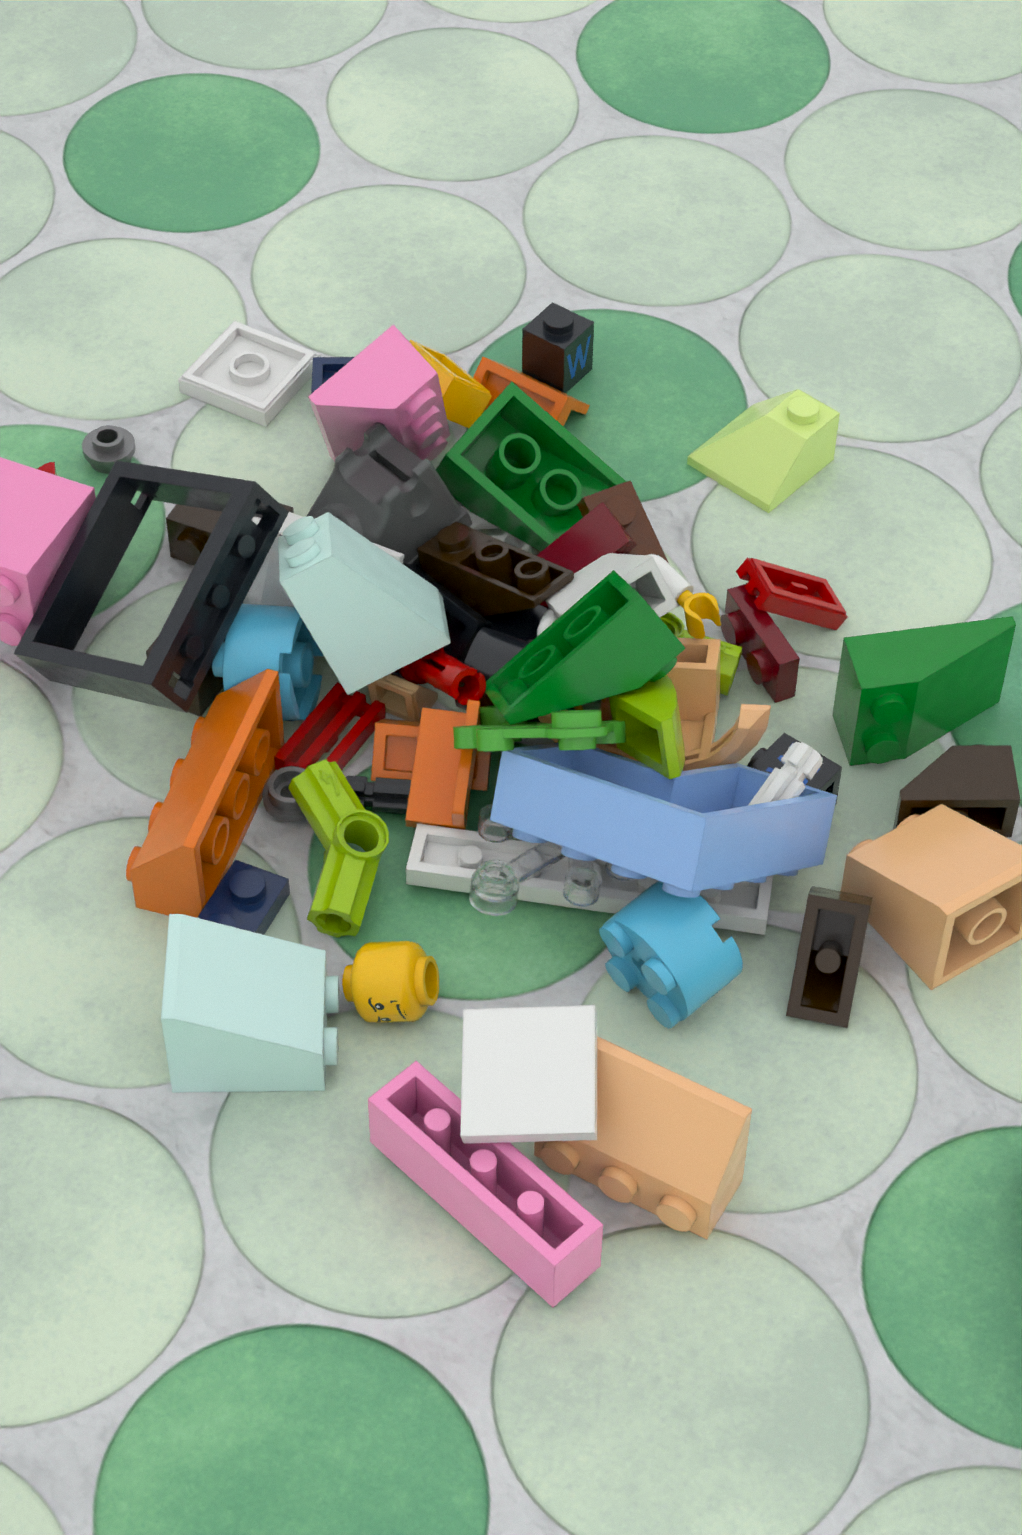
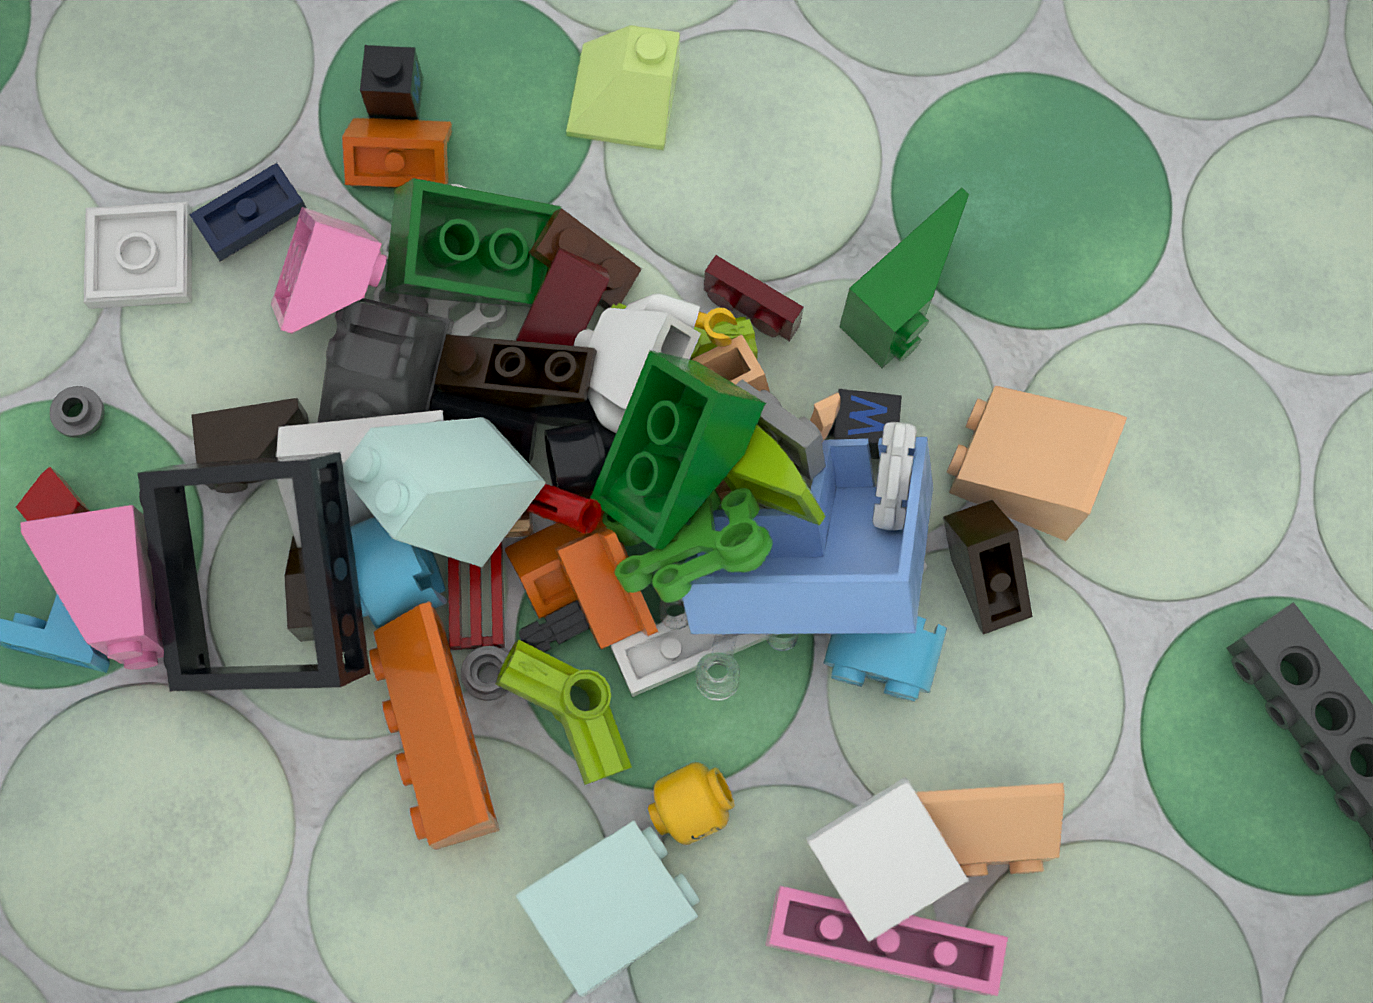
camera: 35 degrees left, 25 degrees up
(247, 898) = (524, 816): dark blue plate -> none
(461, 393) = (327, 180): yellow slope -> none
(702, 719) = (795, 436): none -> light grey plate
(792, 593) = (737, 252): red tile -> none
(969, 780) = (993, 352): dark brown slope -> none

